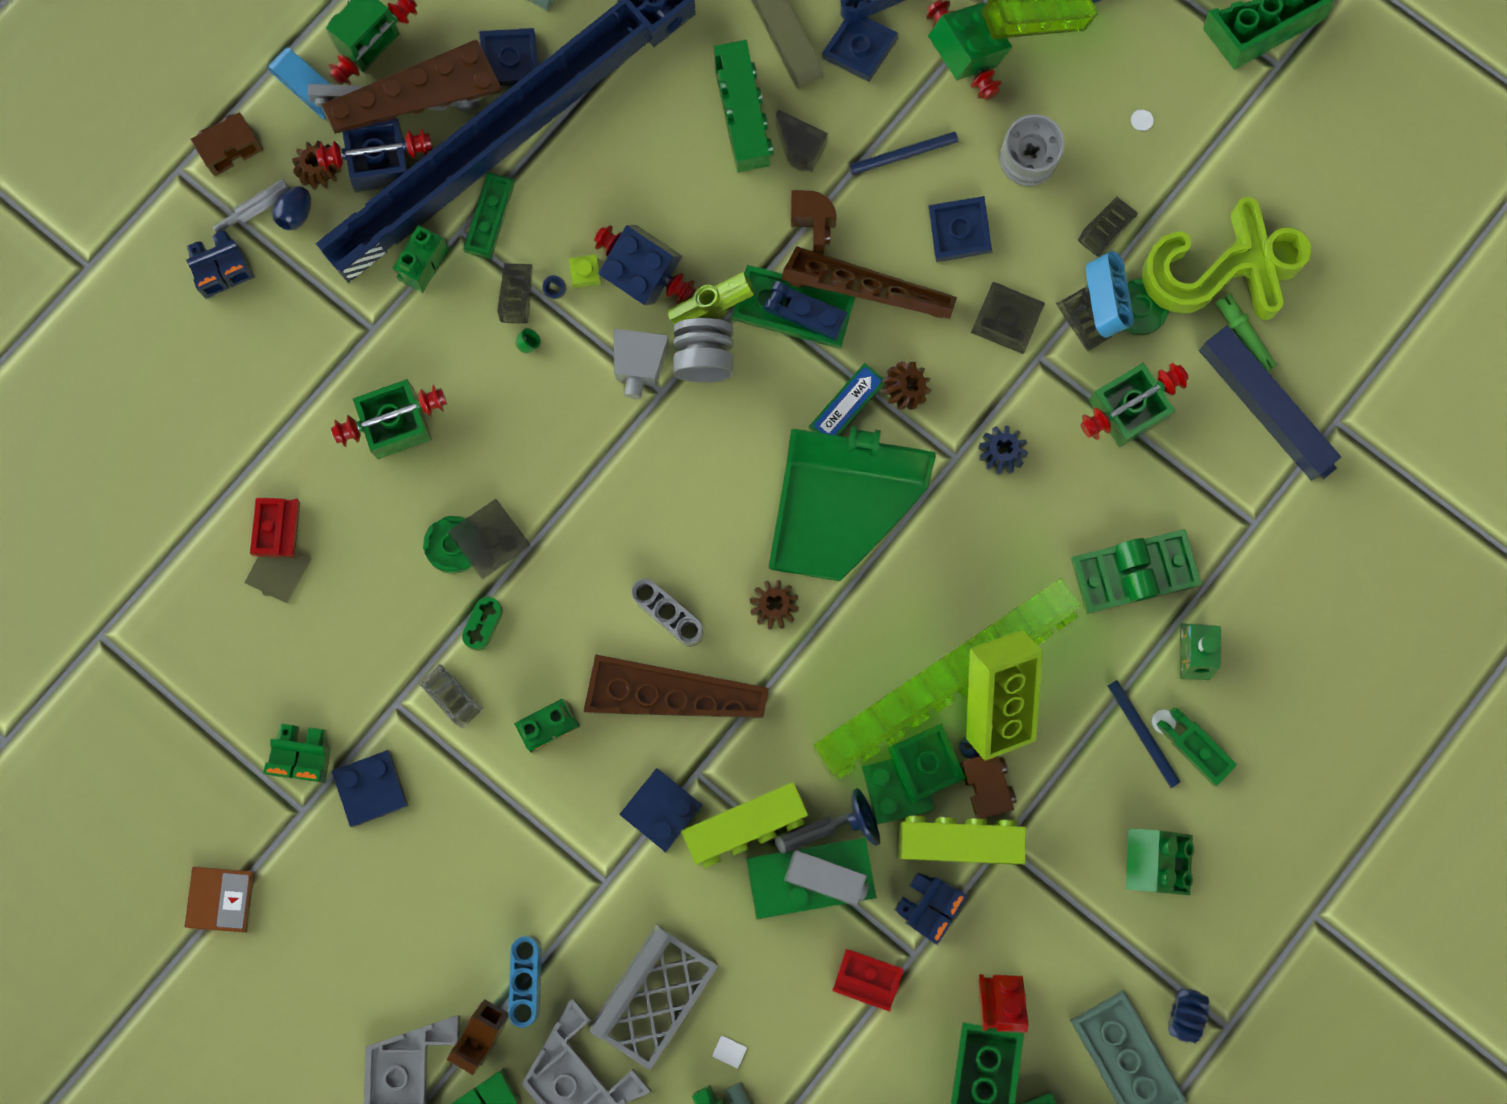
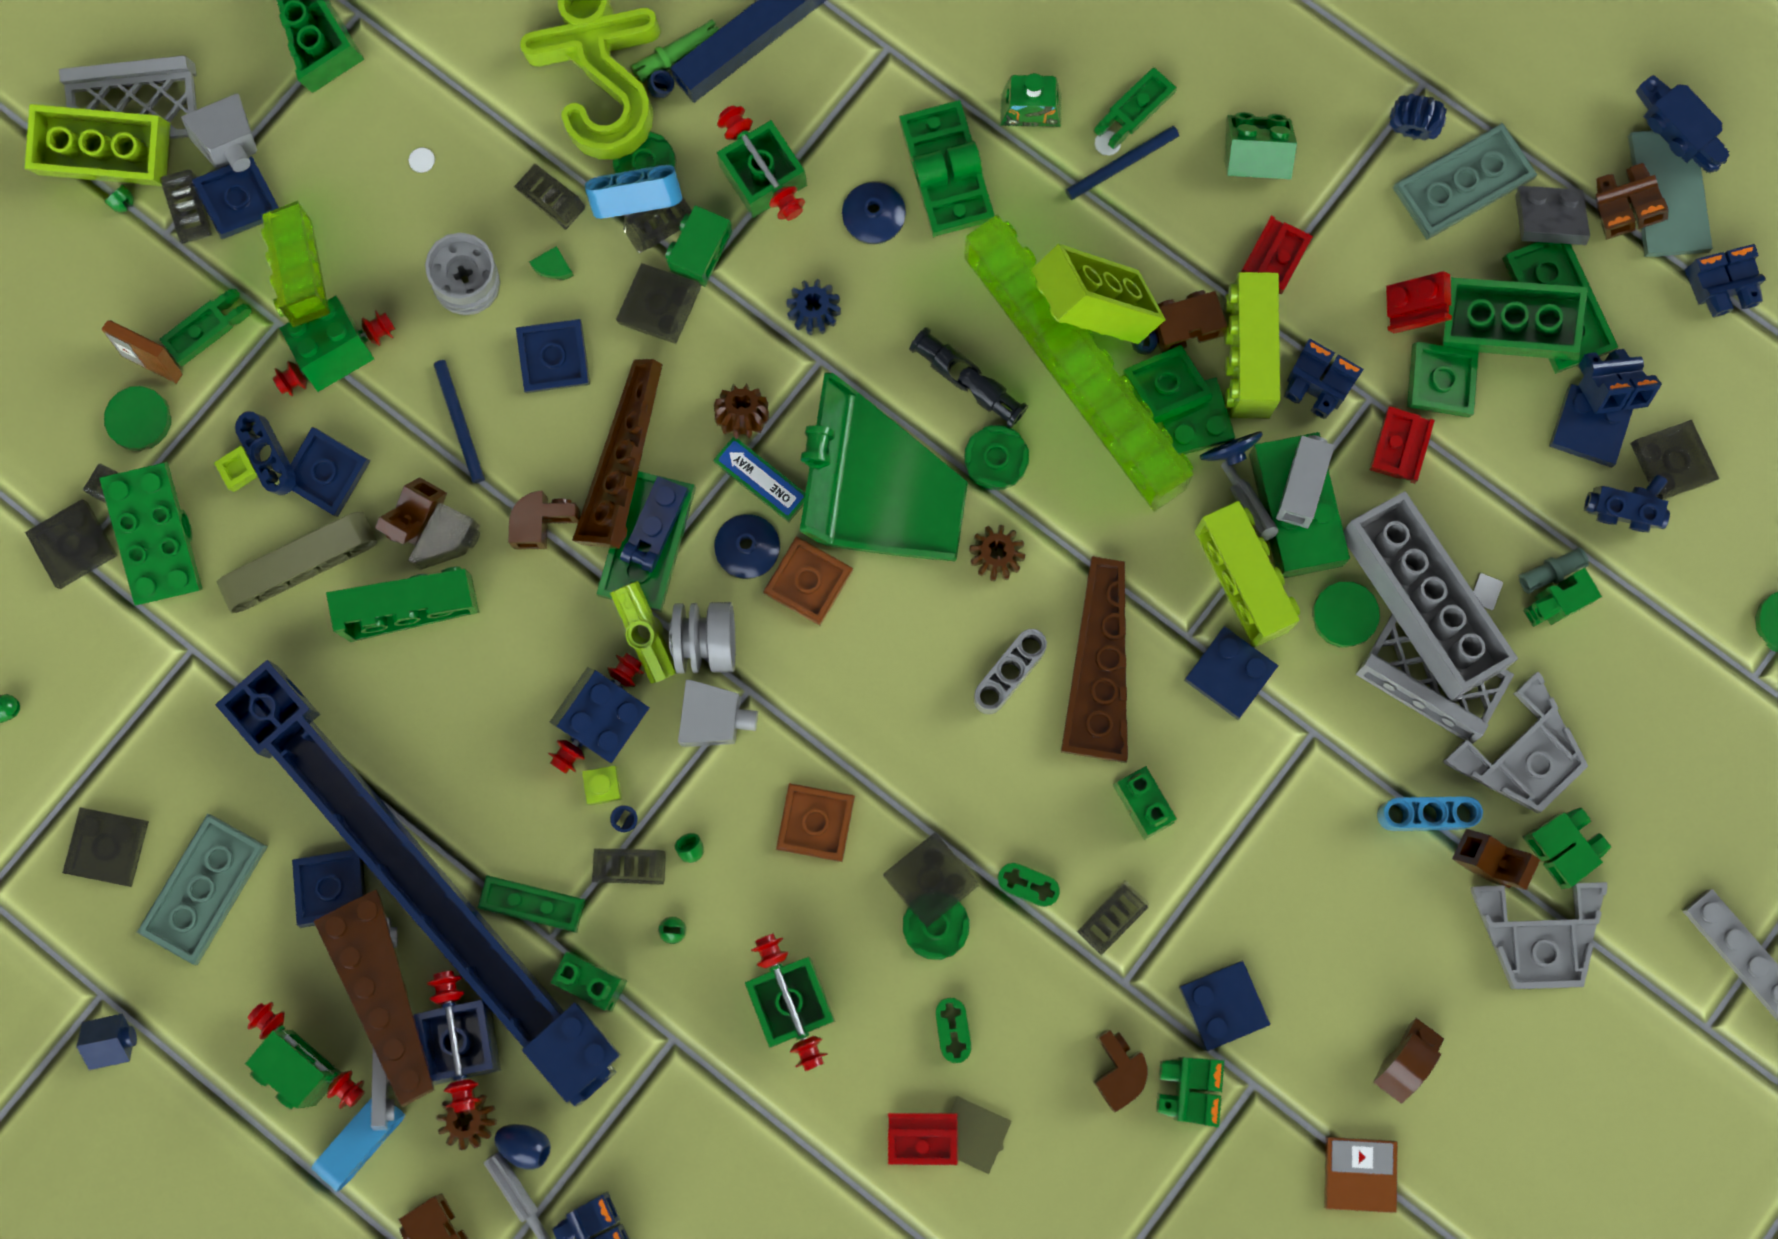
camera: 90 degrees left, 0 degrees up
(308, 948) = (1410, 1062): none -> reddish brown brick
(312, 699) = (1125, 1080): none -> reddish brown brick
(357, 239) = (571, 1052): none -> dark blue plate
(364, 562) = (961, 1028): none -> green beam
(466, 328) = (672, 938): none -> green hinge
(545, 446) = (815, 822): none -> dark orange tile
(710, 917) = (1346, 614): none -> green tile
(720, 991) = (1428, 596): none -> light grey brick
(755, 443) = (808, 581): none -> dark orange tile
(783, 405) = (747, 562): none -> dark blue dish
(821, 113) = (412, 512): none -> reddish brown brick
(863, 609) = (996, 457): none -> green tile
(925, 597) = (987, 391): none -> black piece
(930, 1023) = (1442, 379): none -> green plate
(1044, 228) = (551, 265): none -> green tile
(1052, 872) = (1278, 251): none -> red plate
(1059, 350) = (699, 245): none -> green brick
(1085, 517) = (869, 226): none -> dark blue dish
(1218, 319) = (661, 80): none -> dark blue hinge

